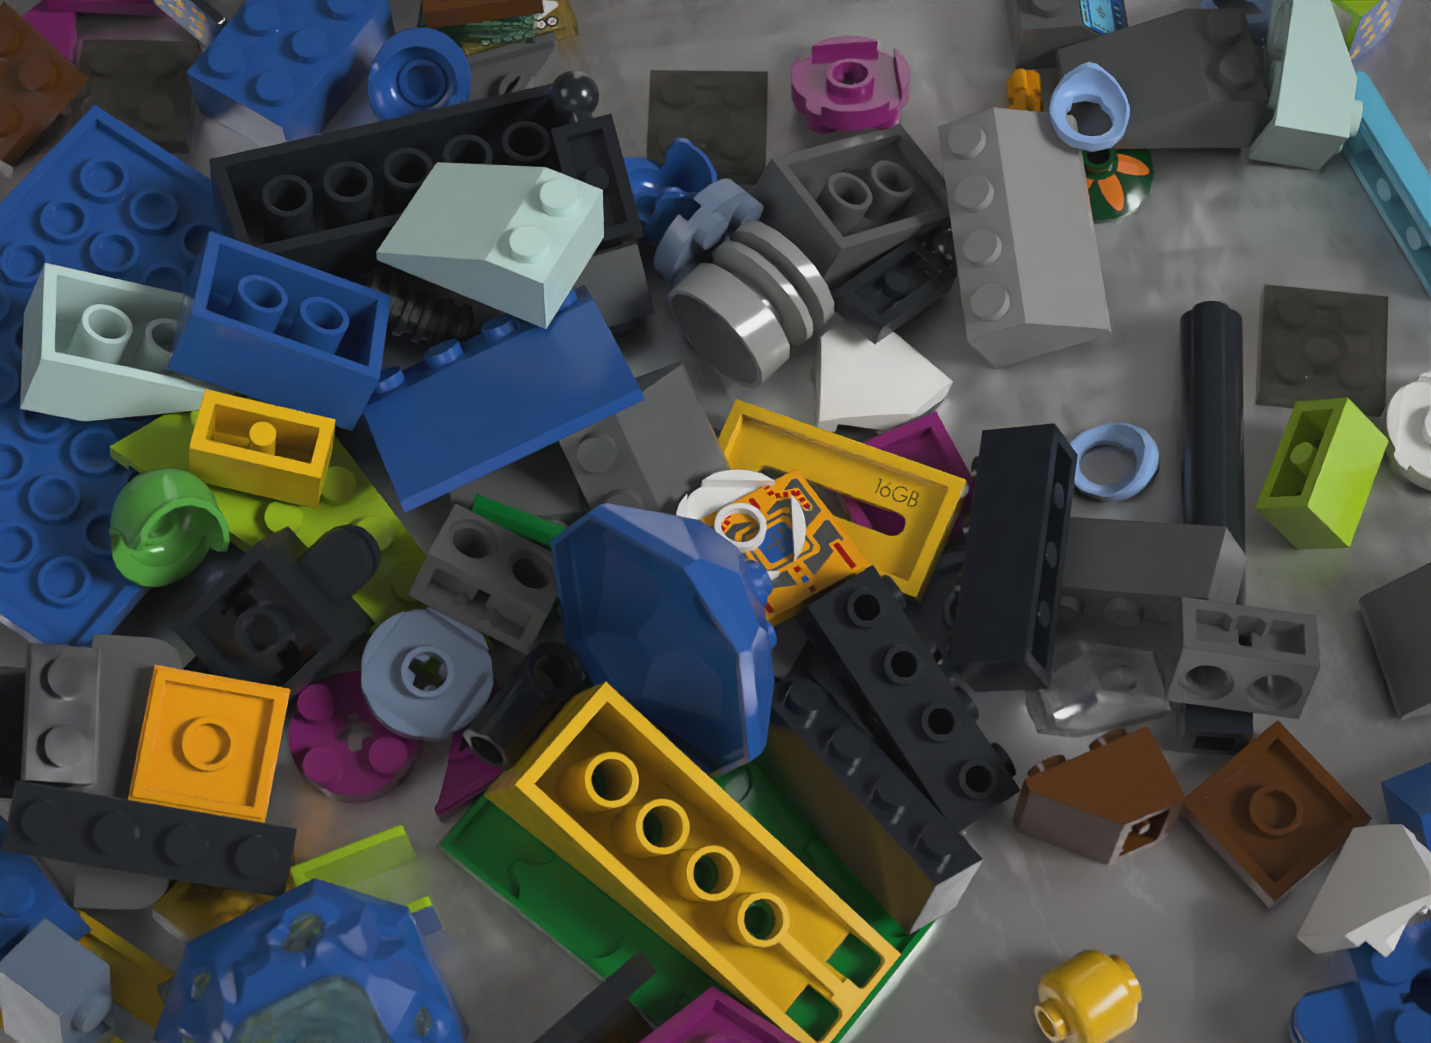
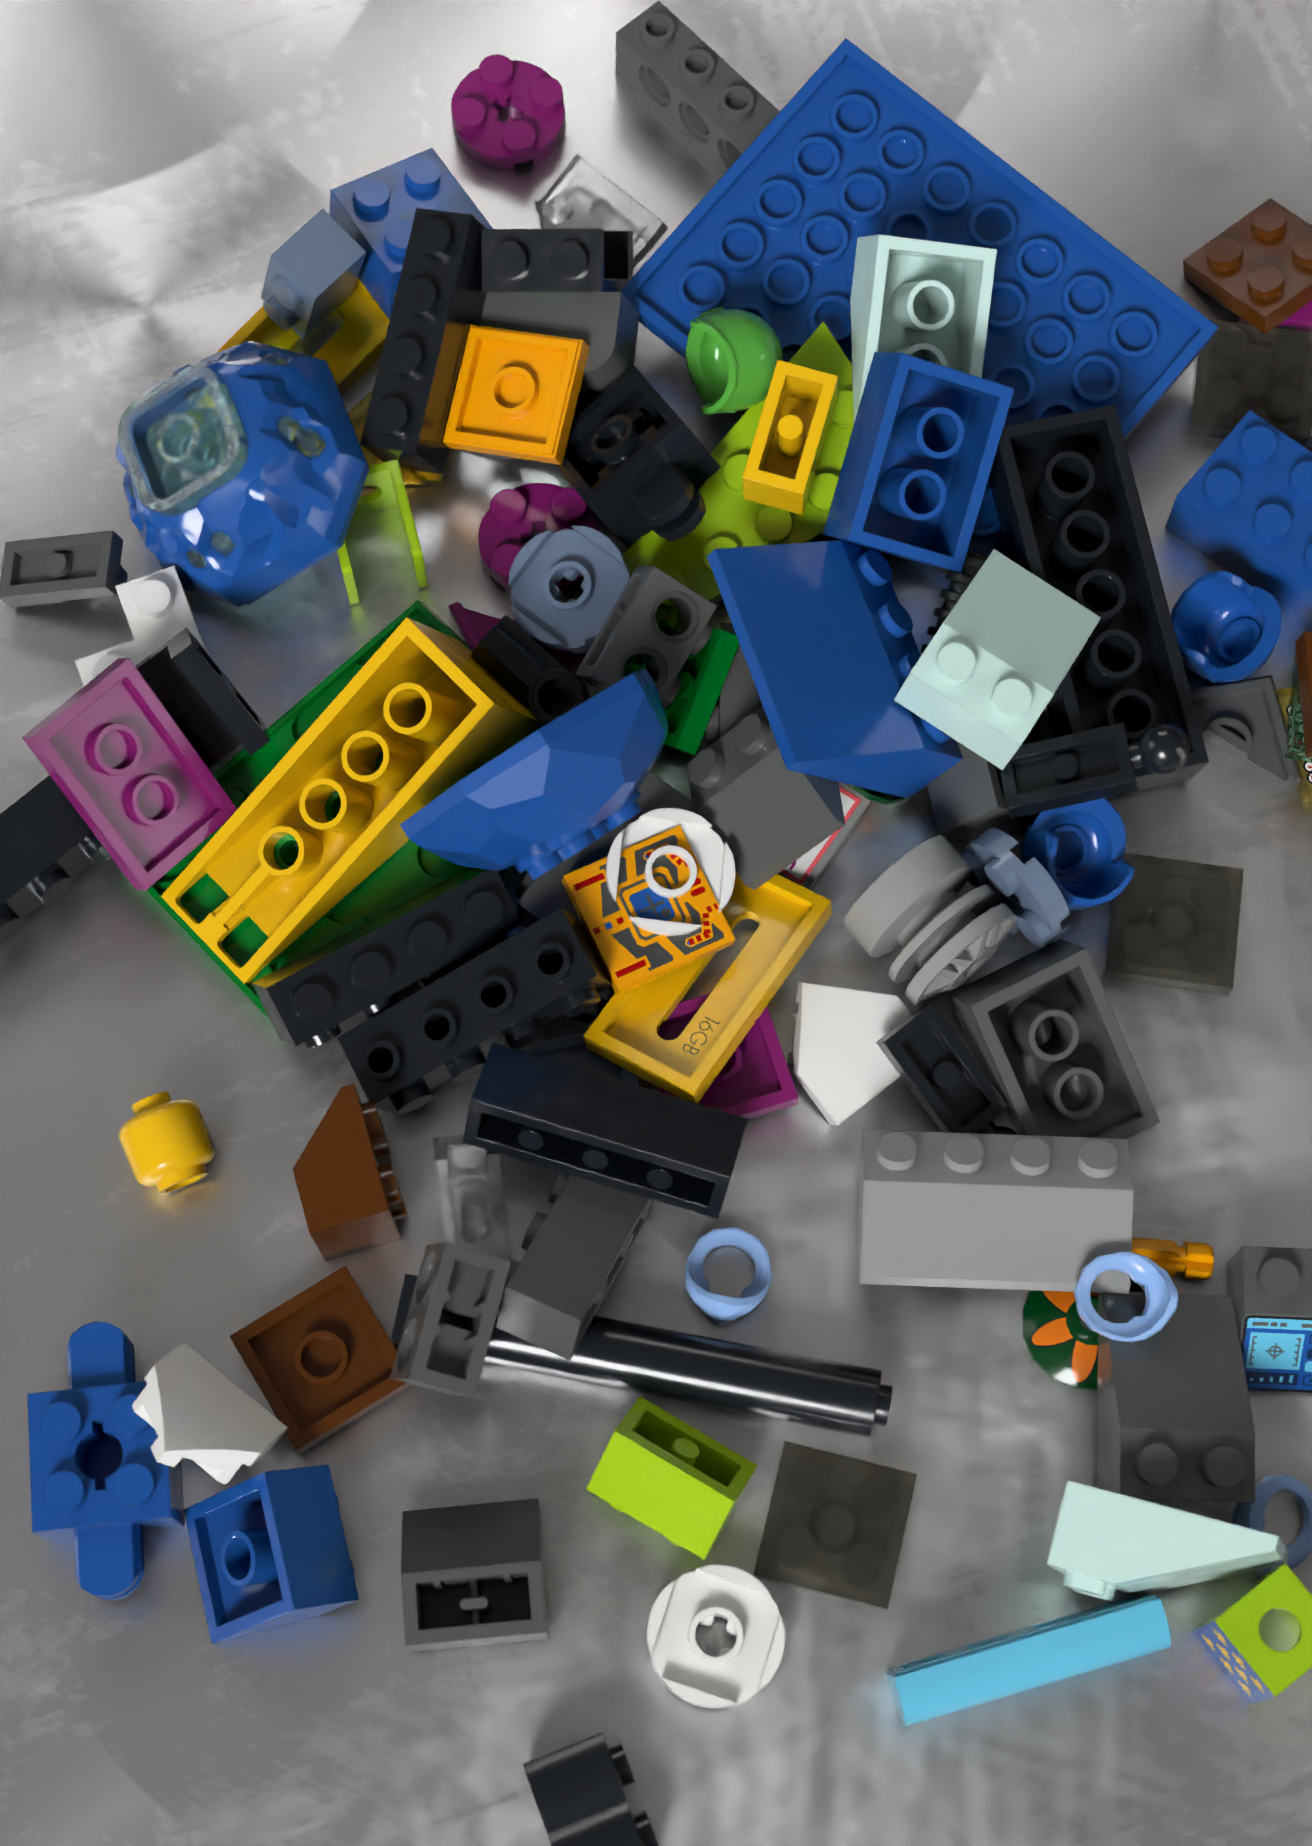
camera: 95 degrees right, 5 degrees up
(873, 100) = (1177, 1088): magenta plate -> none

